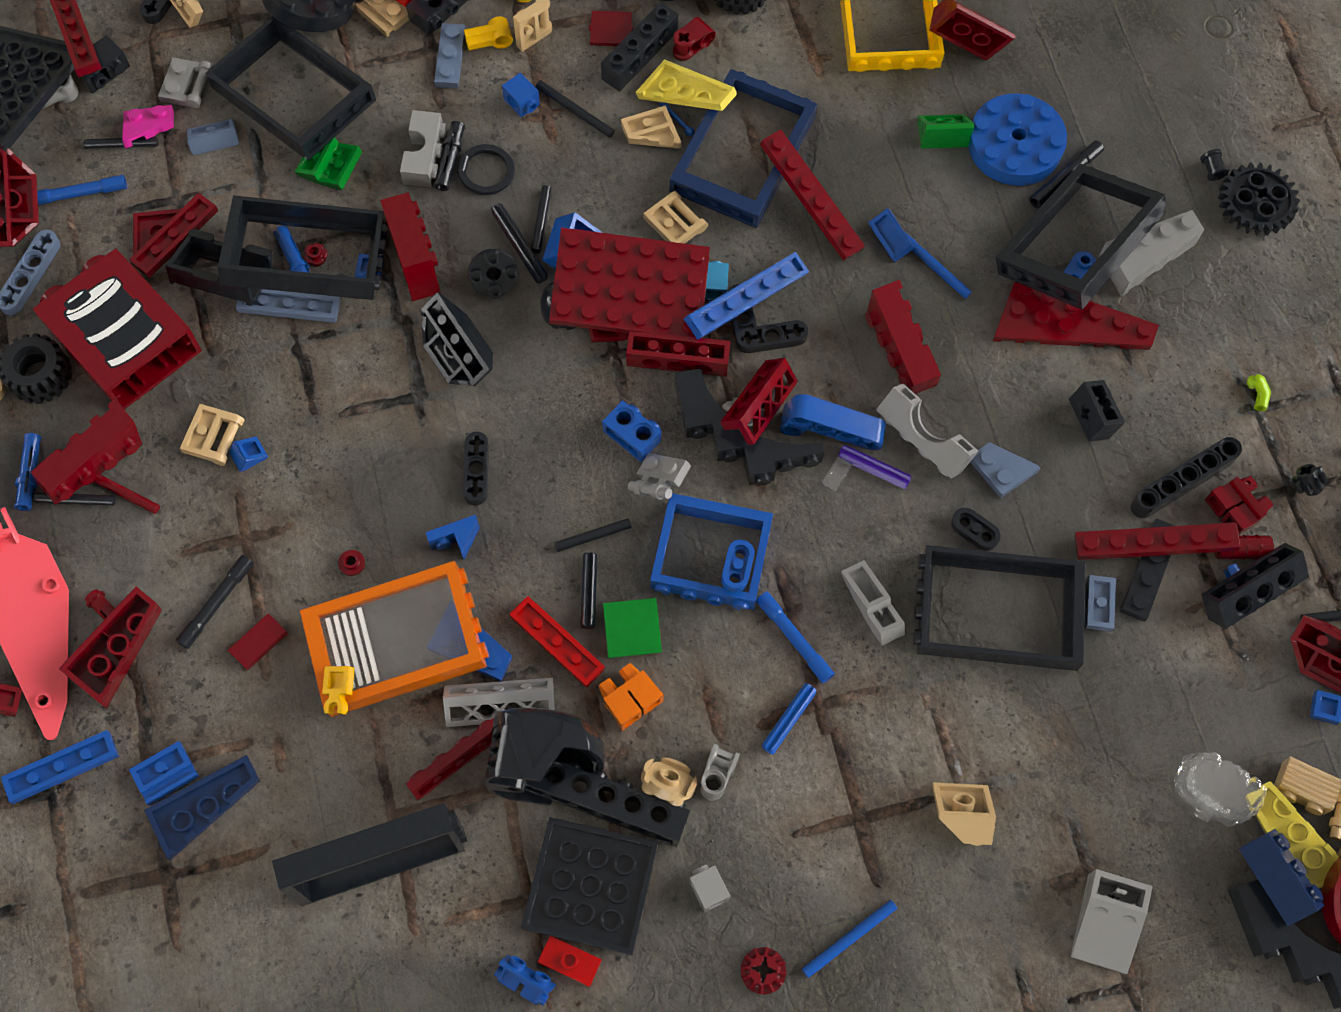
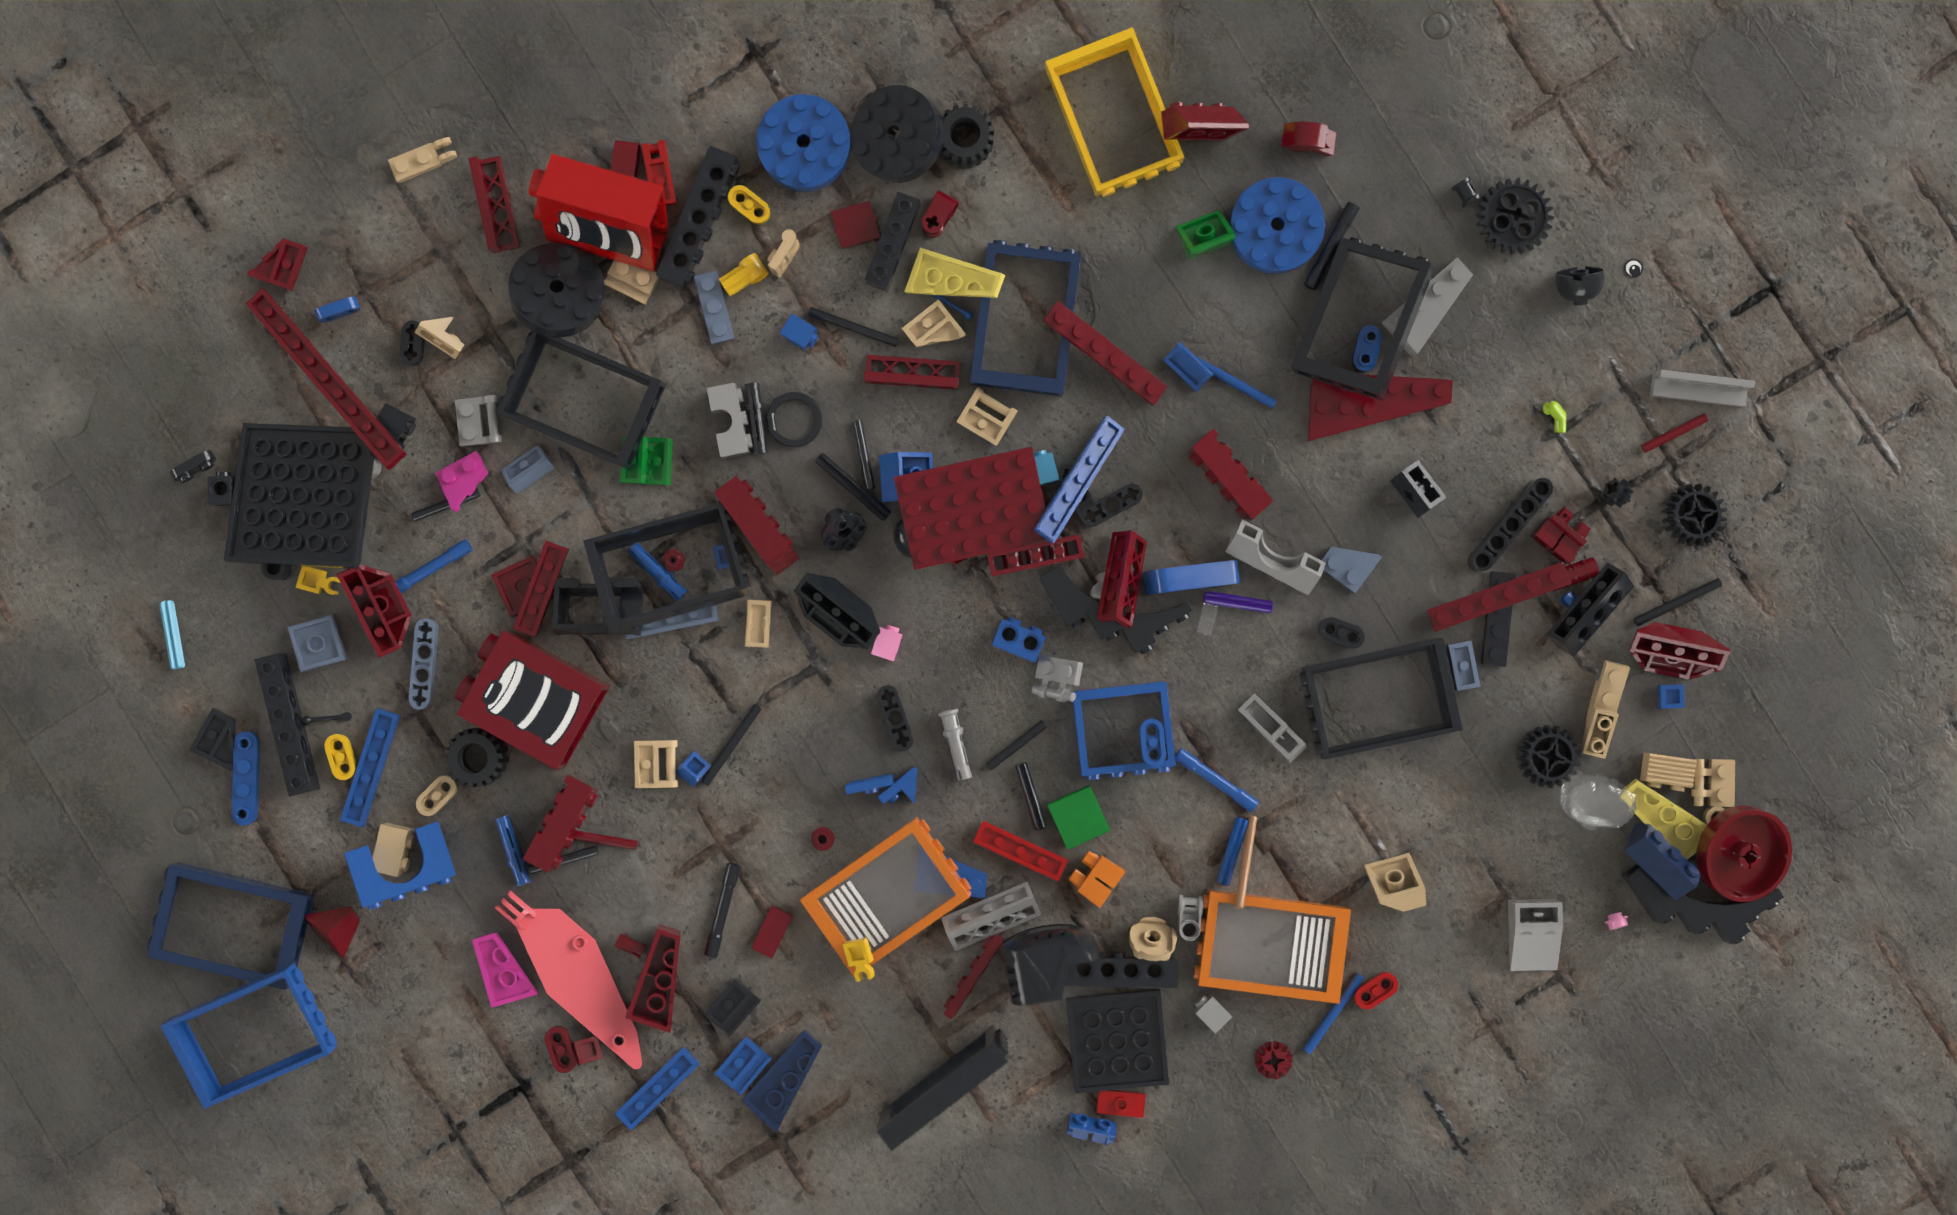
camera: 20 degrees left, 20 degrees up
(180, 706) = (732, 1007): none -> black plate
(296, 442) = (731, 744): none -> black bar
(373, 335) = (758, 623): none -> tan plate
(420, 515) = (871, 784): none -> blue plate
(495, 392) = (887, 643): none -> bright pink brick
(530, 501) = (953, 733): none -> light grey pin
(616, 167) = (908, 379): none -> dark red fence
(799, 730) = (1245, 862): none -> medium nougat bar
(802, 835) = (1272, 946): none -> window
(905, 926) = (1376, 992): none -> red plate
(1071, 71) = (1308, 136): none -> dark red brick
(1185, 709) = (1552, 748): none -> black gear
(1211, 939) = (1616, 921): none -> bright pink plate
(1248, 695) = (1603, 709): none -> tan slope
(1312, 274) = (1579, 284): none -> black cylinder

